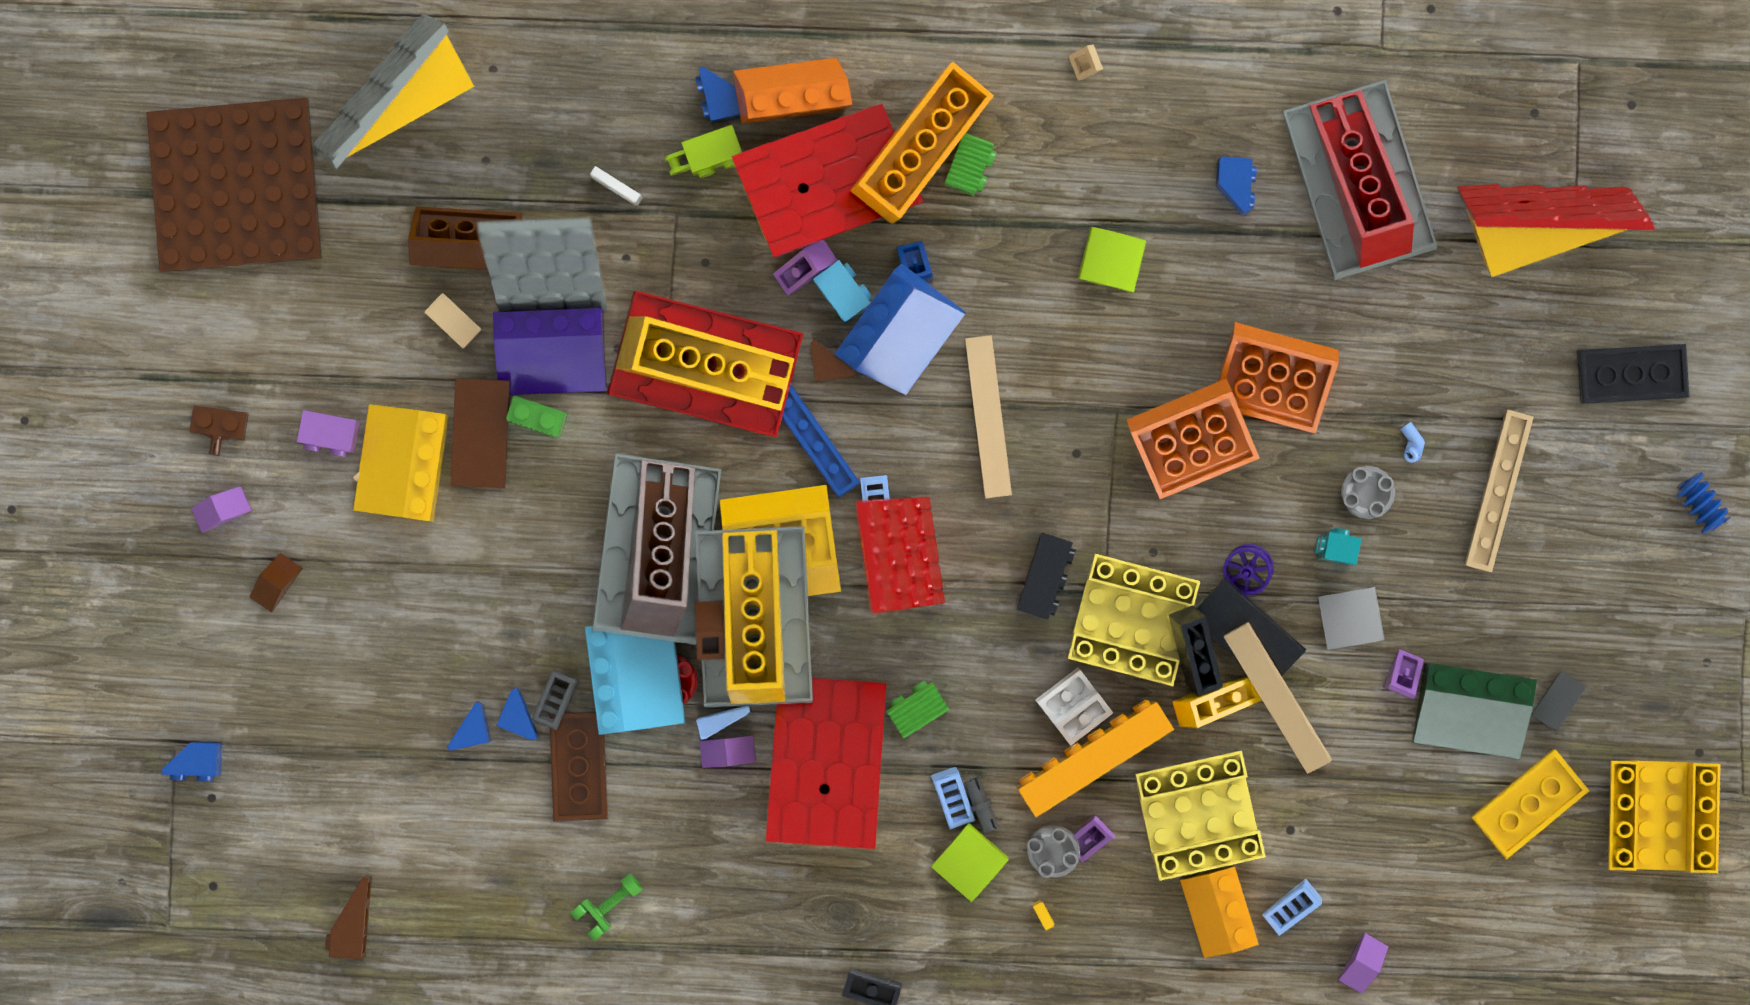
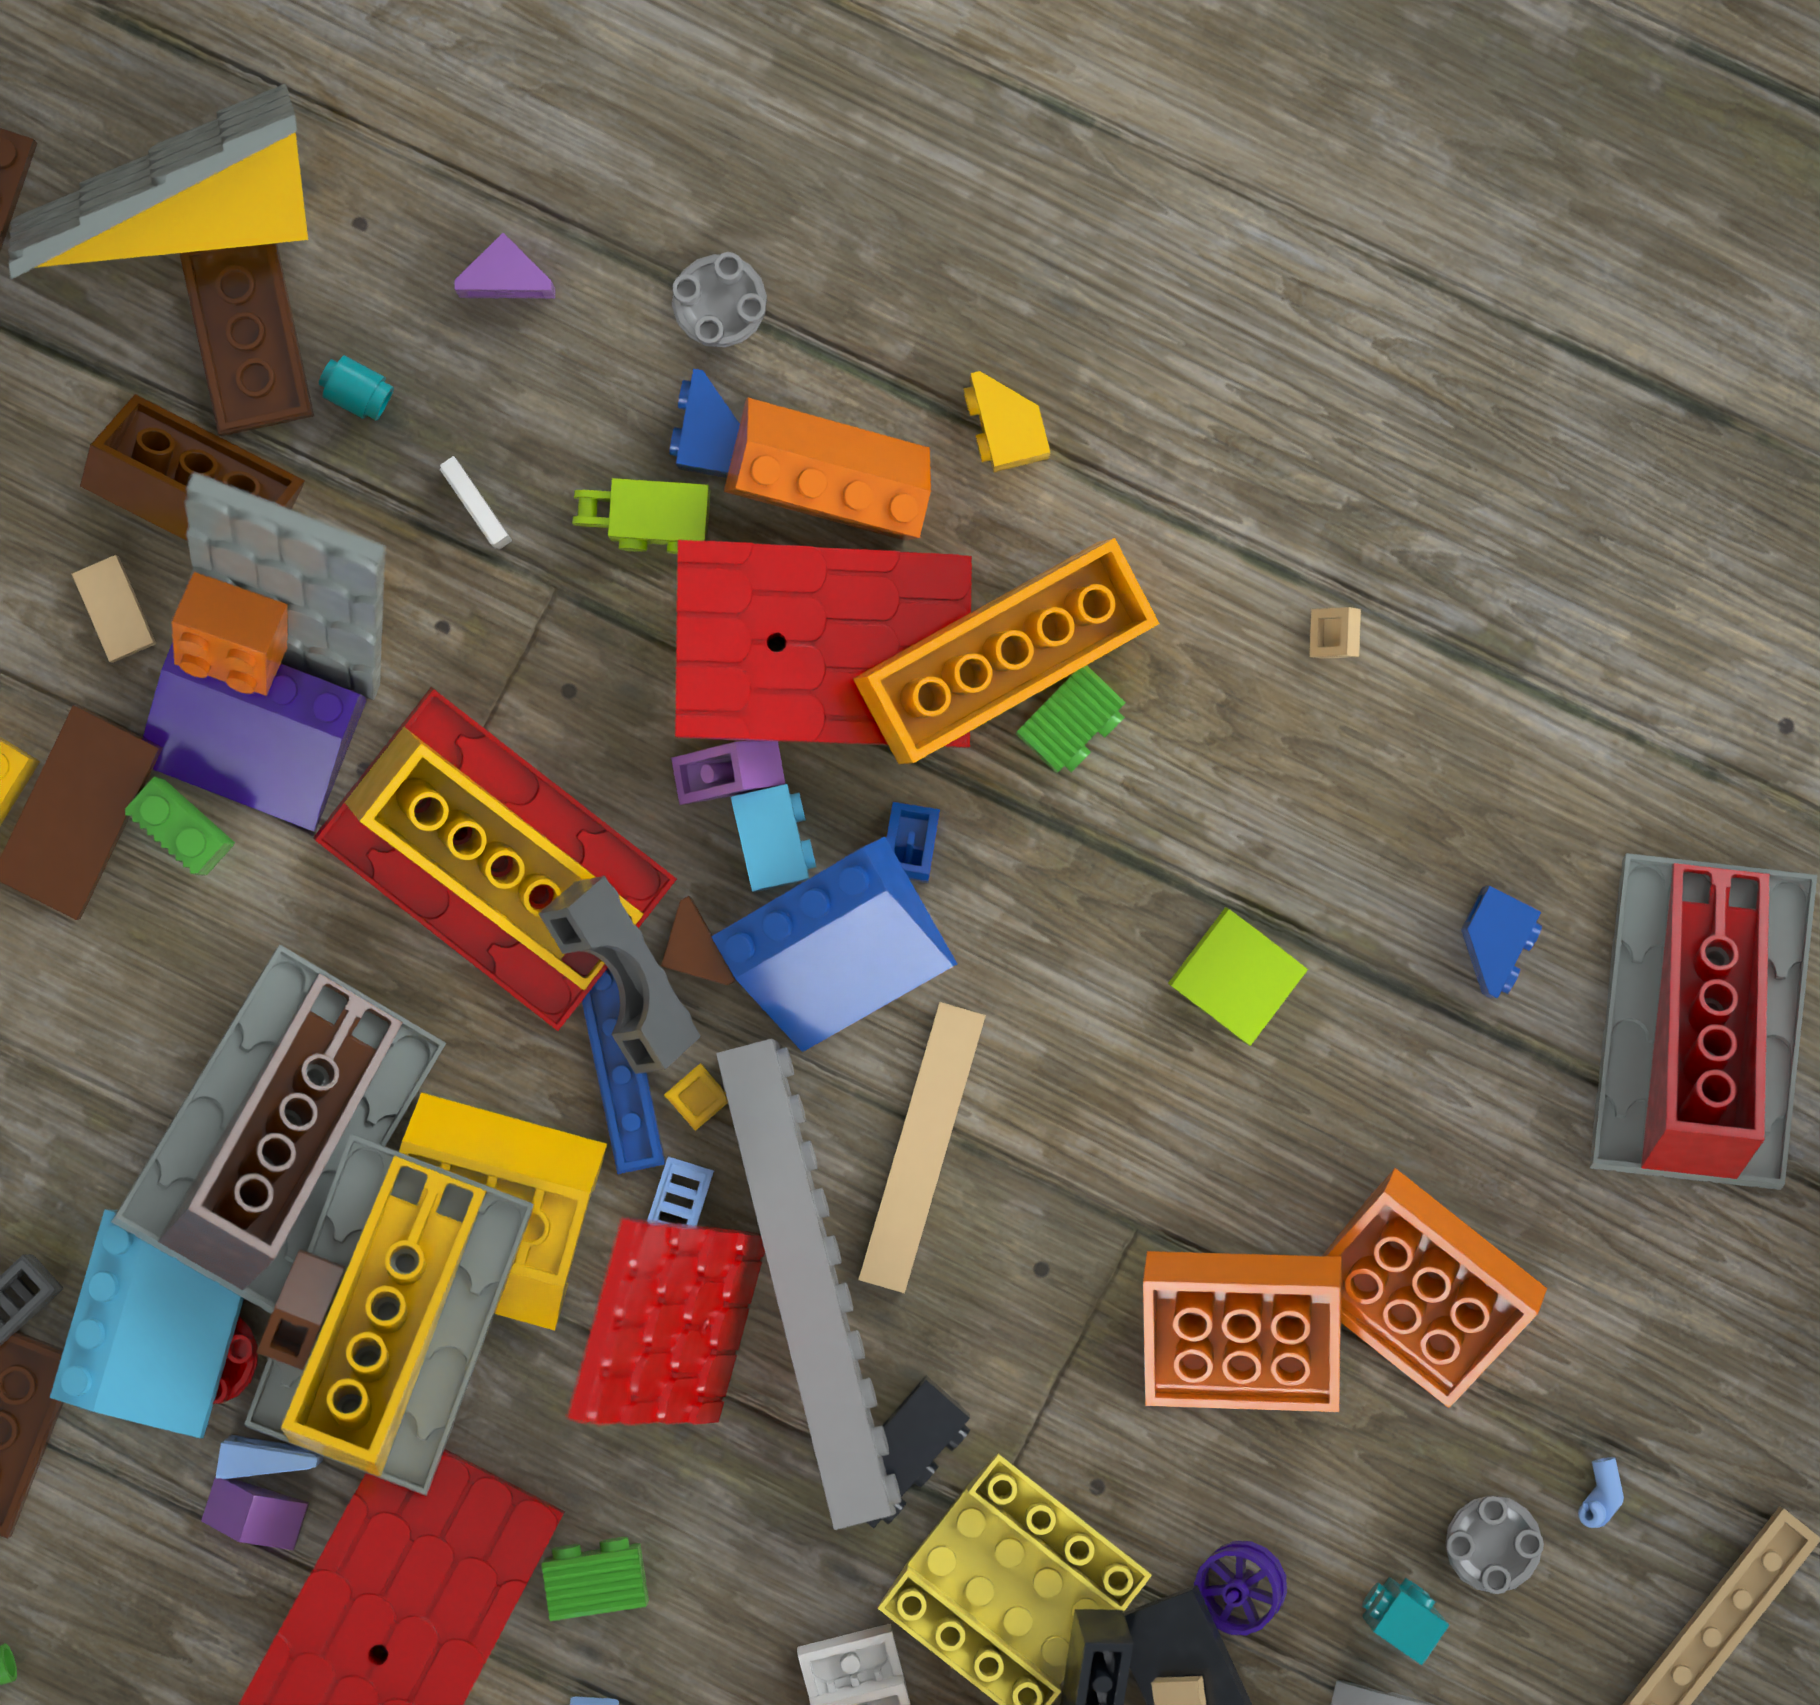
camera: 20 degrees right, 0 degrees up
(460, 152) = (246, 337): none -> reddish brown tile
(523, 303) = (229, 634): none -> orange brick
(528, 153) = (355, 388): none -> teal brick
(579, 62) = (503, 273): none -> medium lavender slope
(695, 28) = (719, 300): none -> light grey dish
(822, 410) = (651, 1020): none -> dark grey arch
(862, 441) = (697, 1096): none -> yellow tile
(872, 27) = (1009, 422): none -> yellow slope
(959, 509) = (807, 1285): none -> light grey brick

